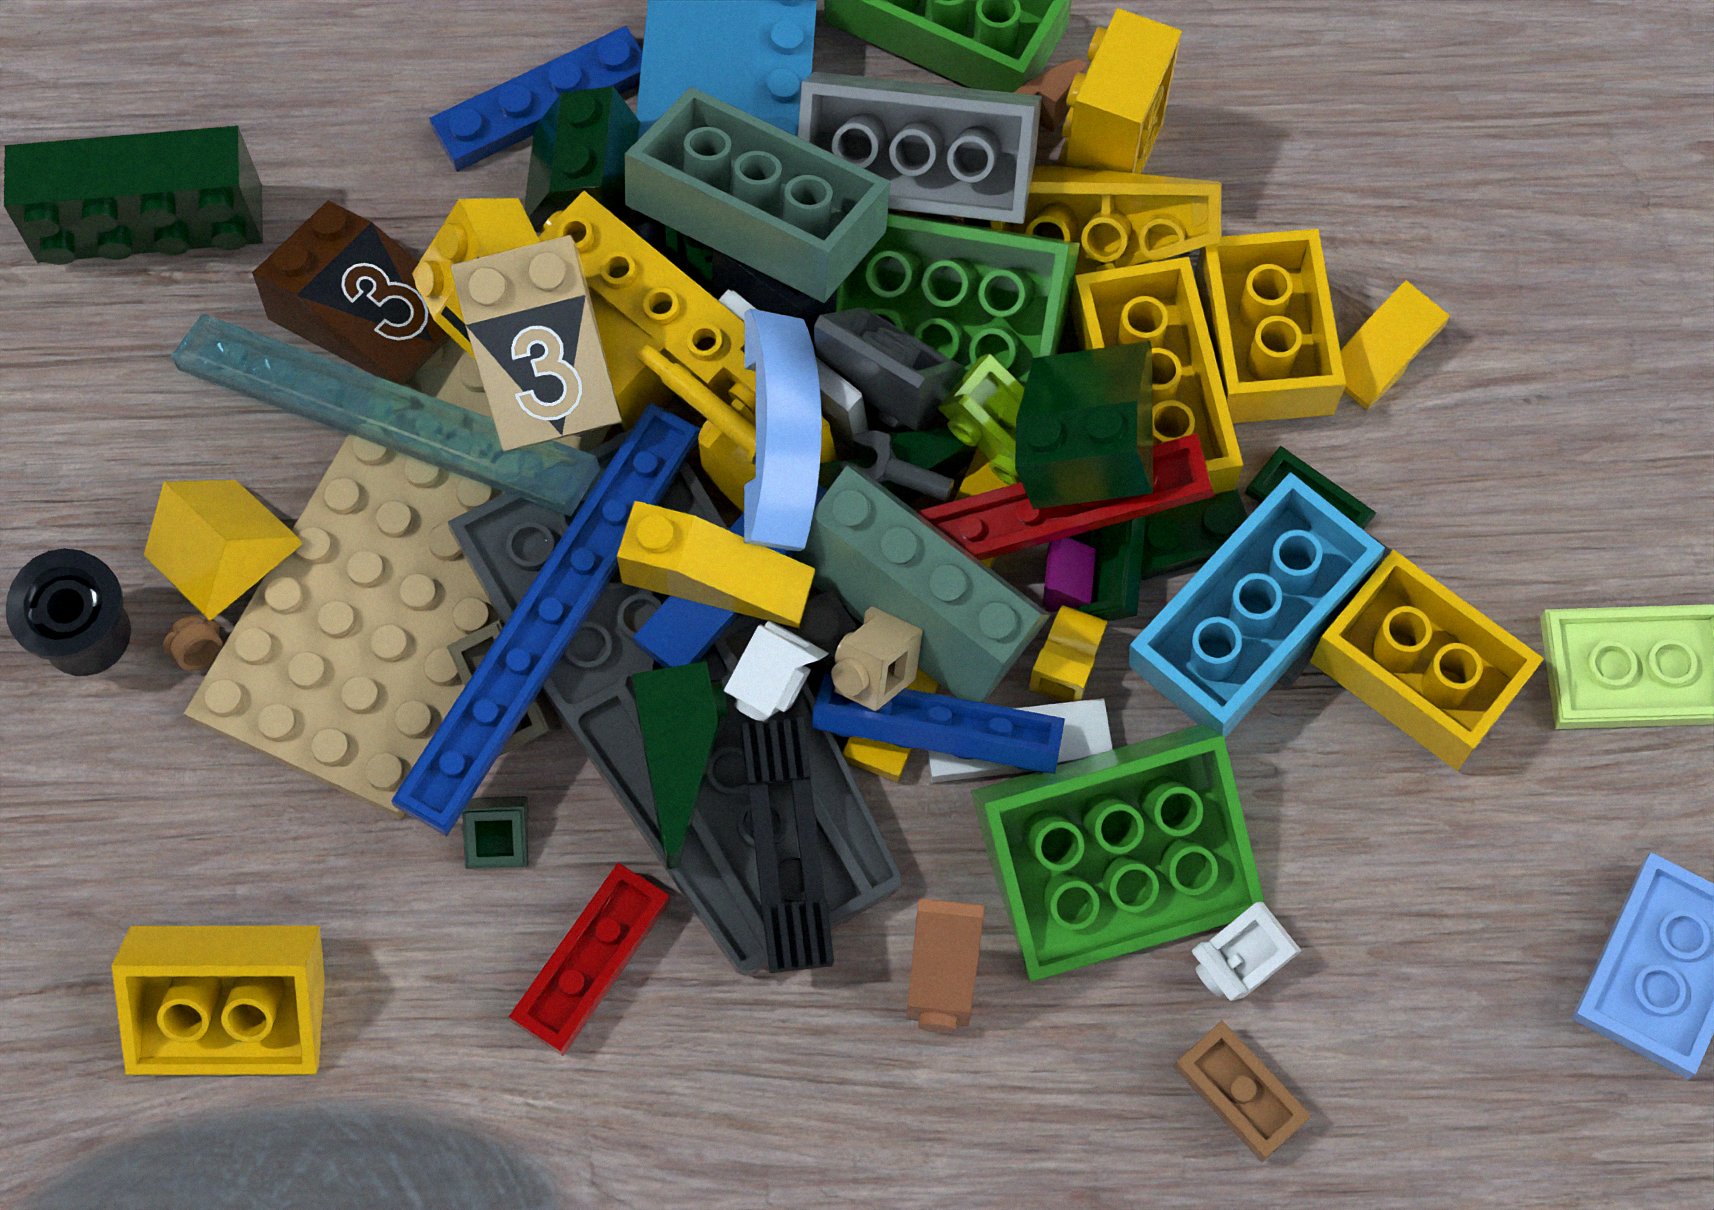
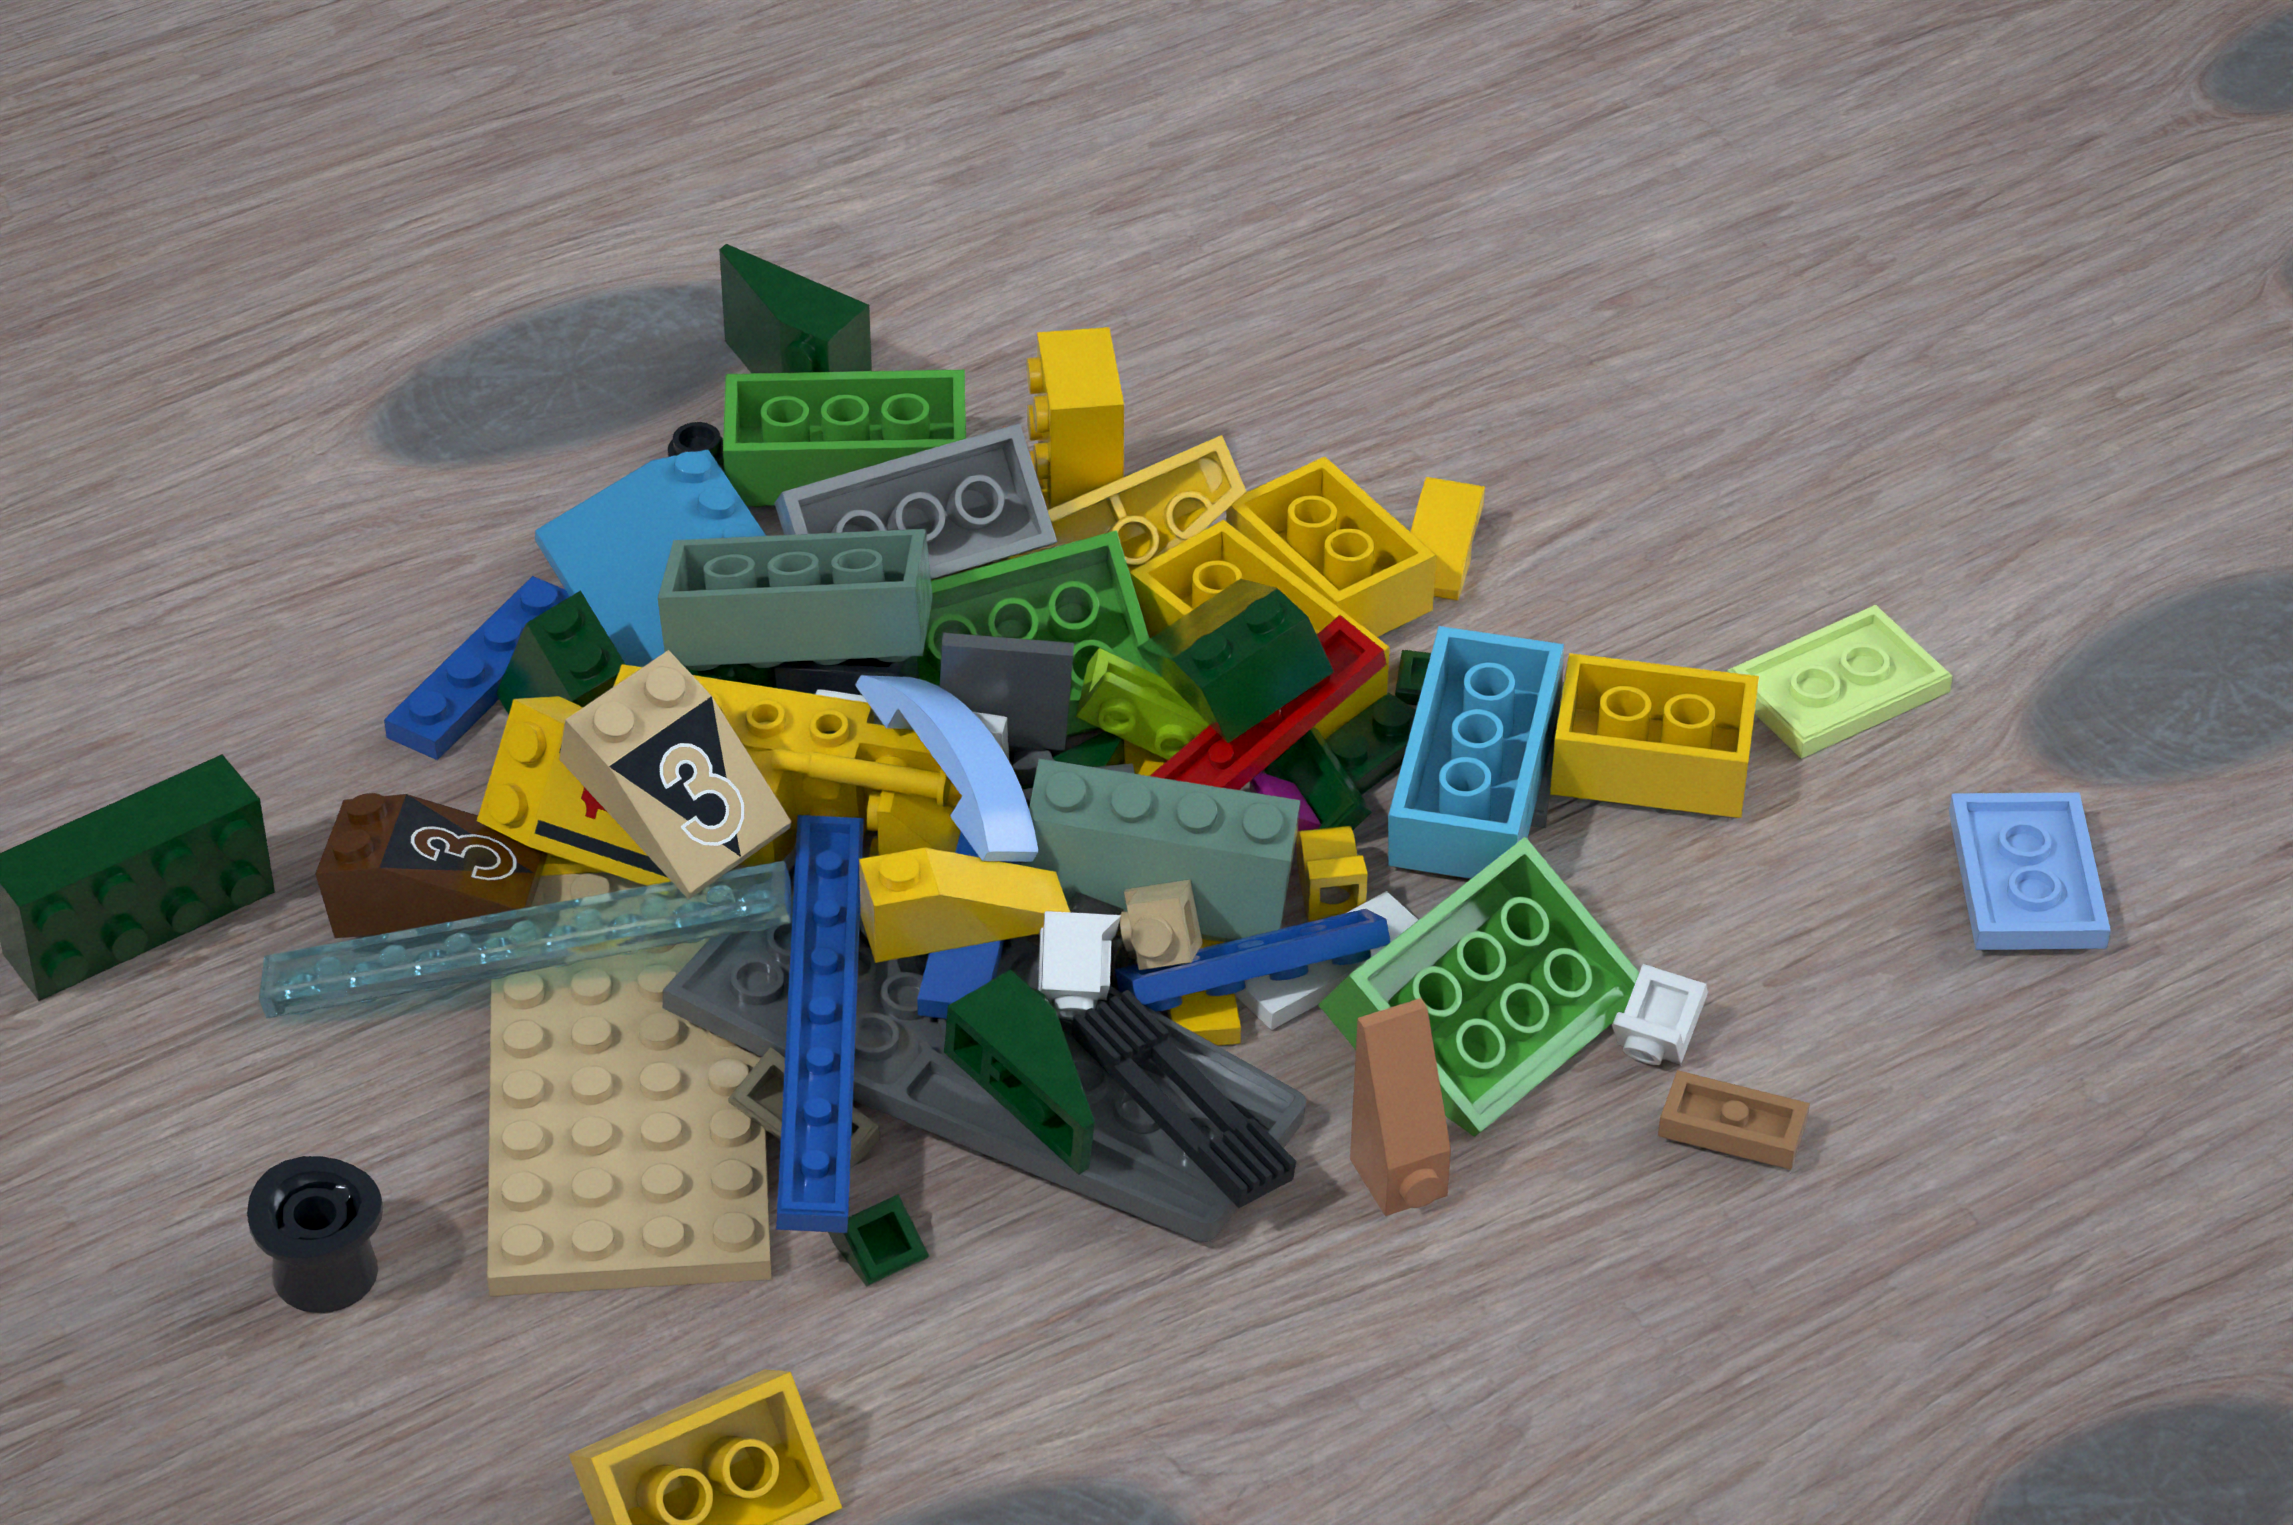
camera: 30 degrees left, 25 degrees down
(193, 642) = (454, 1219): medium nougat plate -> none
(215, 541) = (419, 1127): yellow slope -> none
(590, 959) = (1051, 1290): red plate -> none

